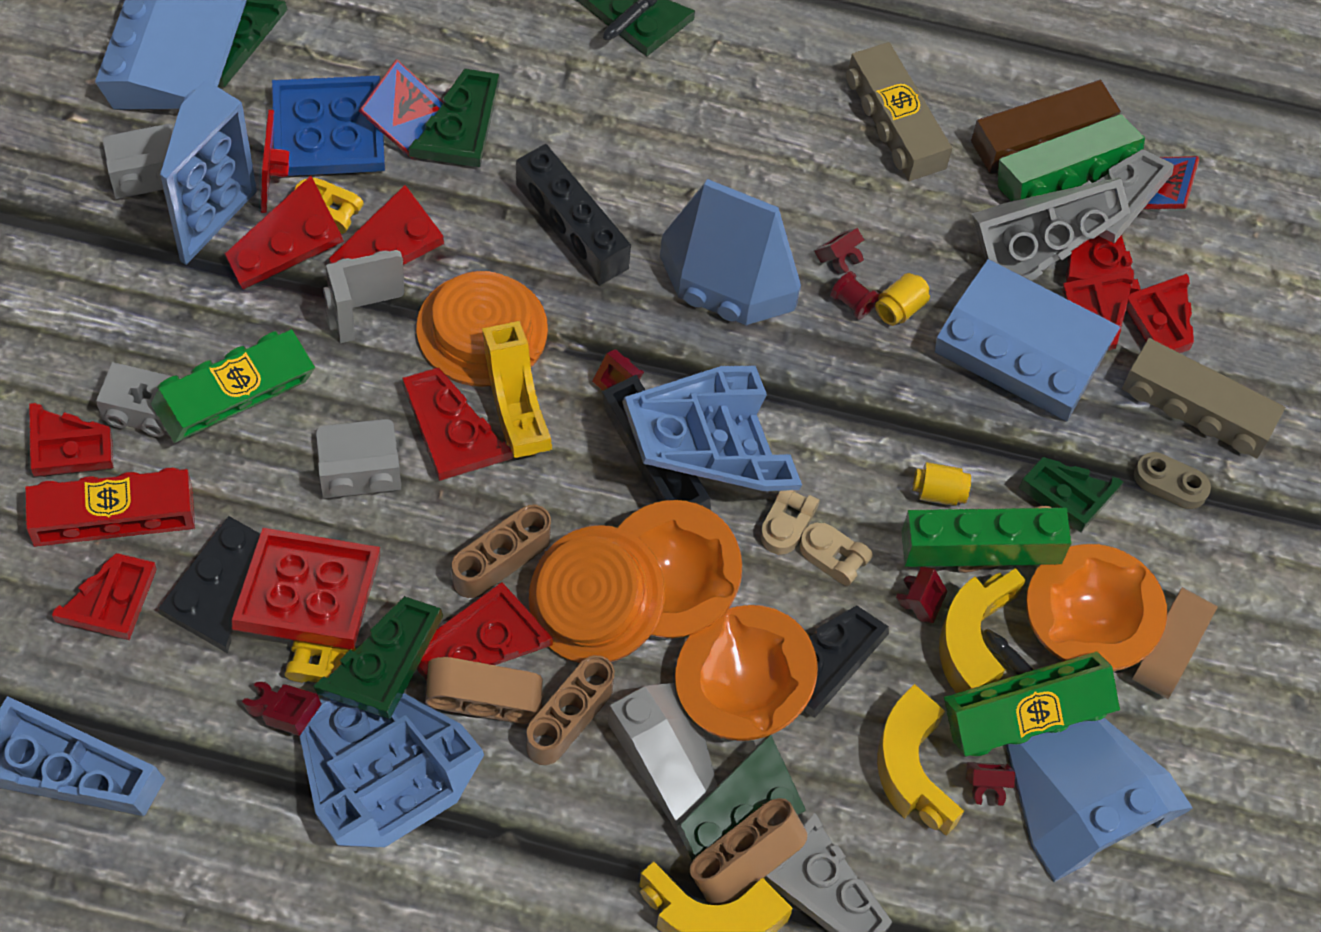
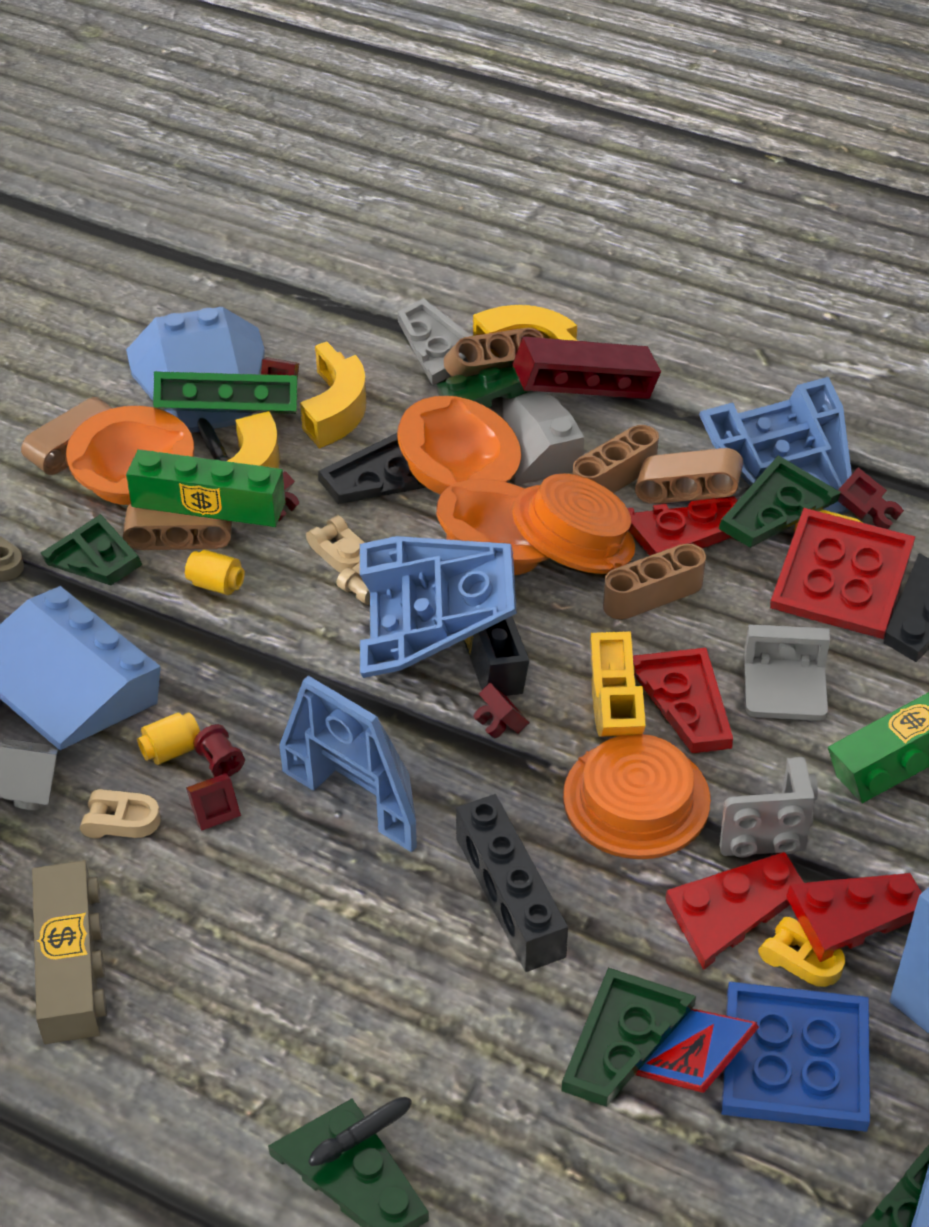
camera: 160 degrees left, 15 degrees down
(274, 162) = (868, 983): red piece -> none
(630, 832) = (586, 368): none -> dark red brick
(899, 230) = (135, 815): none -> tan plate

